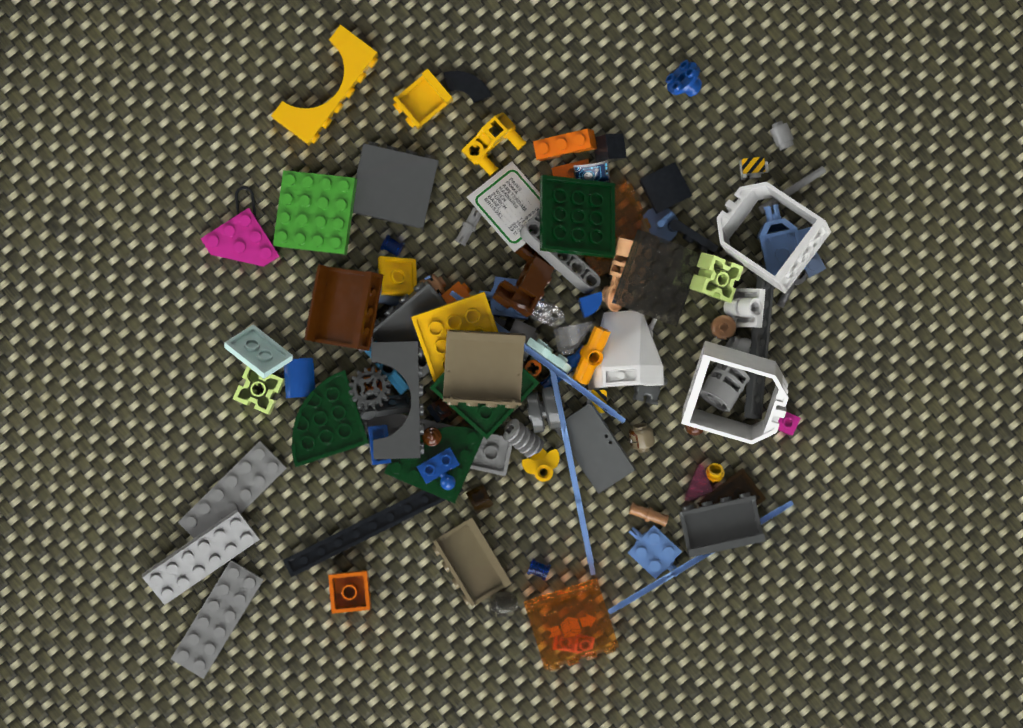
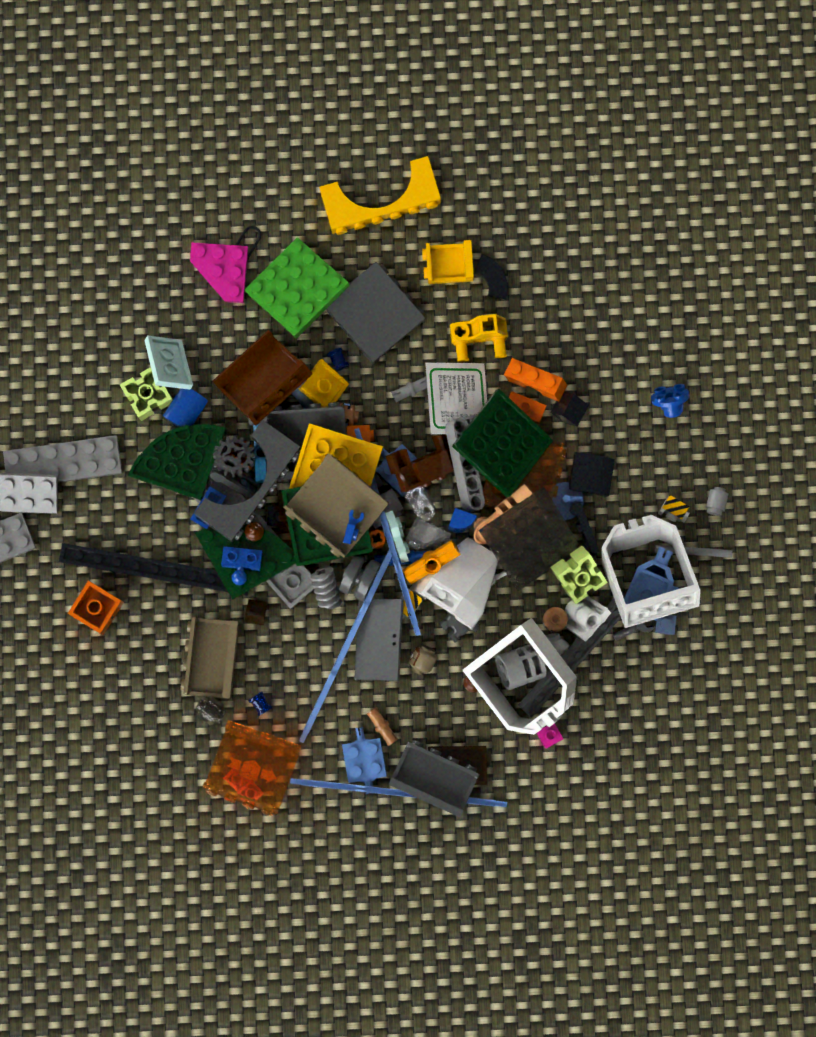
camera: 40 degrees right, 5 degrees down
(512, 380) = (351, 531): none -> blue plate
(542, 460) = (328, 618): yellow plate -> none
(594, 172) = (544, 419): sticker -> none
(698, 485) = (440, 733): clear pink slope -> none
(715, 472) = (461, 732): yellow plate -> none

